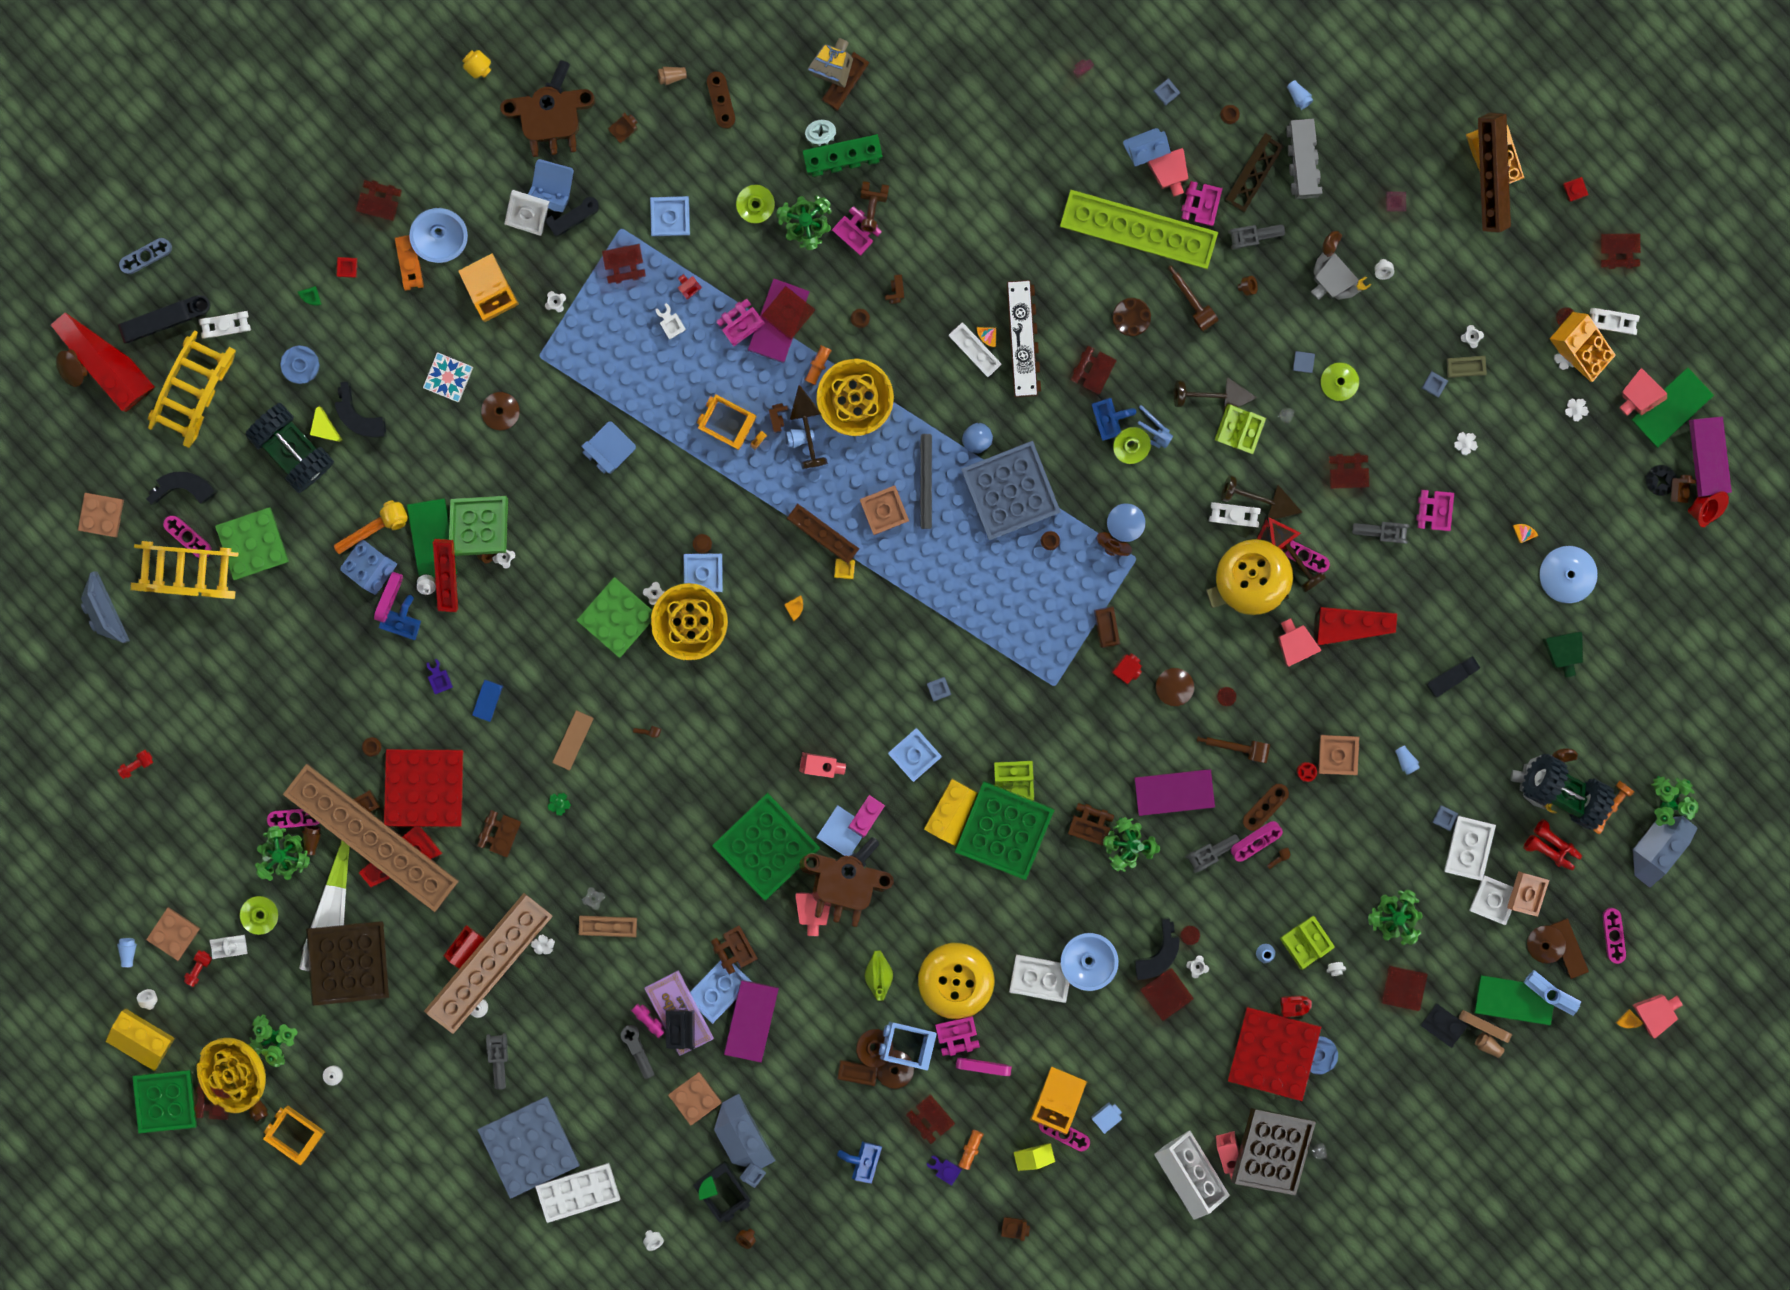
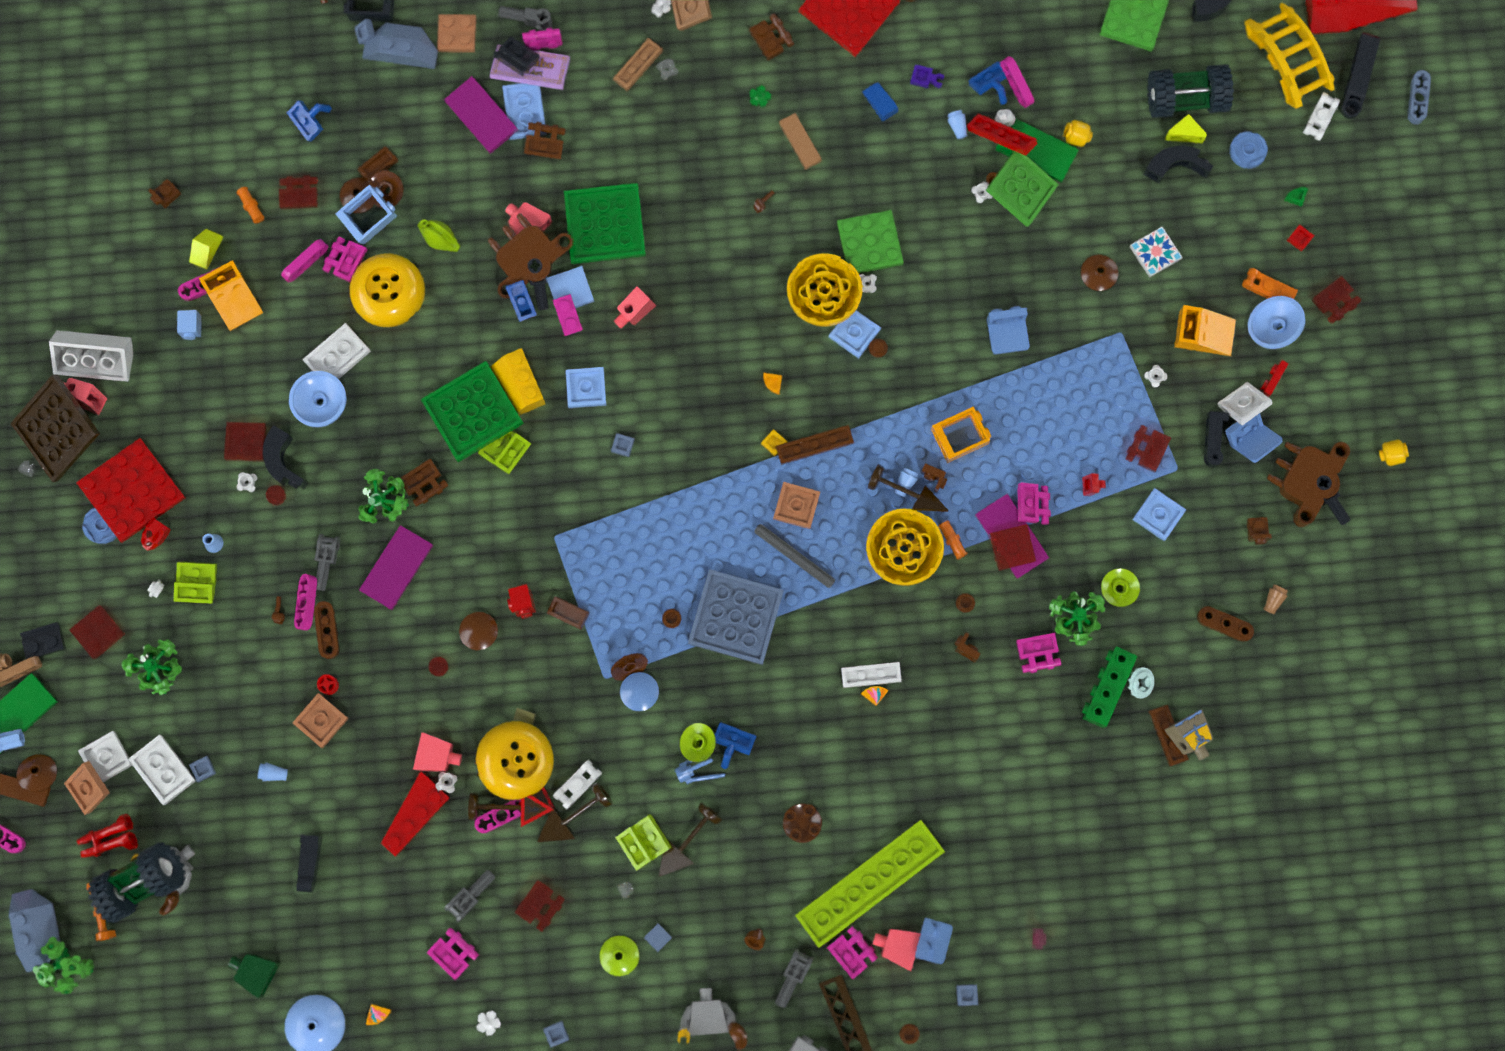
camera: 125 degrees right, 10 degrees down
(359, 535) = (1081, 94): orange axle -> none
(368, 567) = (1050, 86): medium blue bracket -> none
(459, 620) = (958, 124): none -> light blue cone
(495, 203) = (1276, 373): none -> red plate
(671, 324) = (1071, 449): white plate -> none
(758, 440) = (927, 449): light orange tile -> none
(869, 224) = (1037, 664): reddish brown bar -> none
(884, 861) = (521, 300): none -> blue slope
(946, 1171) = (250, 176): dark purple plate -> none
(977, 438) = (798, 624): medium blue hair -> none
(1022, 339) = (851, 719): brick -> none
(1099, 372) = (777, 762): clear red plate -> none
(1204, 316) = (757, 883): reddish brown piece -> none
(1257, 751) = (375, 657): reddish brown piece -> none
(1310, 623) = (446, 777): none -> white plate

